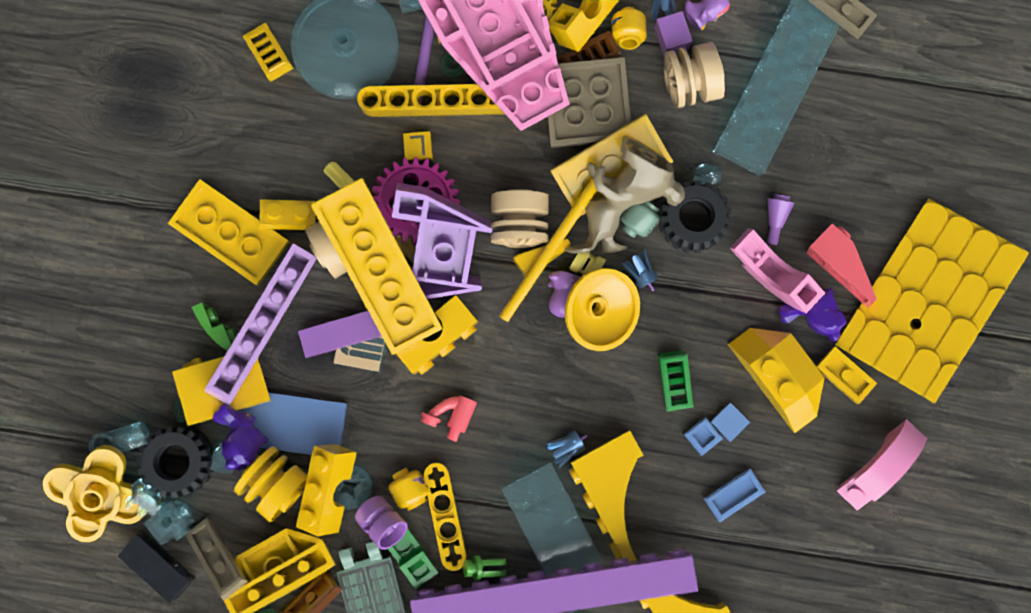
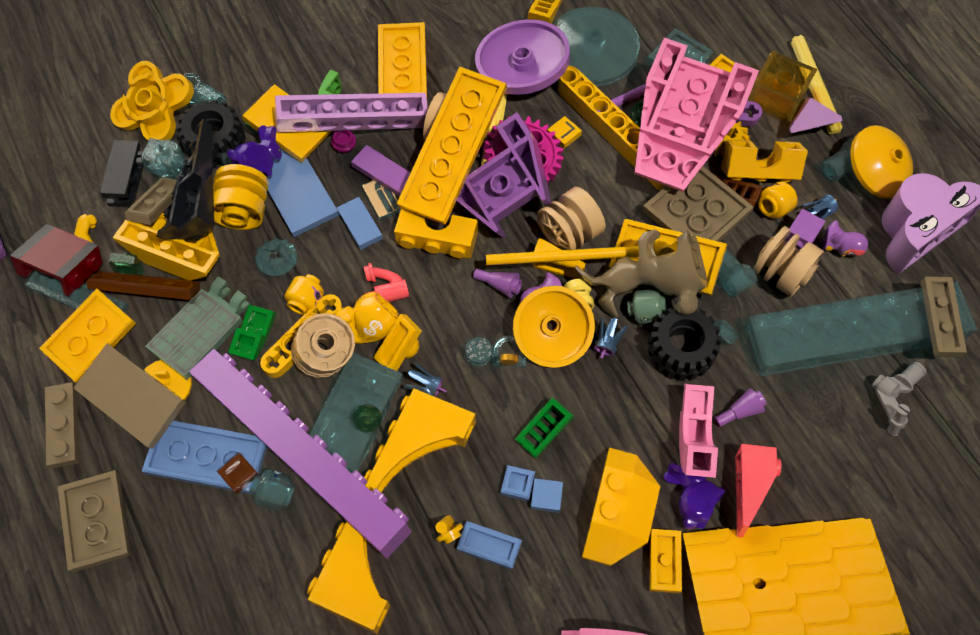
camera: 50 degrees right, 20 degrees down
(145, 498) = (168, 126): clear light blue tile -> none
(255, 531) = (193, 193): none -> black wedge
(275, 347) = (343, 140): none -> magenta plate
(286, 214) = (437, 78): yellow plate -> none
(314, 122) = (524, 55): none -> medium lavender dish
(327, 469) = (276, 221): yellow arch -> none
(371, 392) = (359, 223): none -> medium blue tile
(381, 522) = (262, 288): medium lavender wheel -> none
(474, 567) = (274, 379): bright green arm -> none
(479, 450) = (369, 318): none -> yellow piece
(479, 511) = (330, 331): none -> tan wheel
(520, 446) = (399, 343): none -> yellow tile
(525, 315) = (506, 283): none -> medium lavender cone
(570, 382) = (478, 351): none -> clear light blue tile
(573, 520) = (367, 424): none -> clear green plate
(606, 365) = (507, 359): none -> clear light blue piece
(668, 123) = (734, 276): none -> clear light blue piece
(703, 518) = (448, 530): none -> yellow plate
(848, 90) = (889, 388): none -> light grey pin

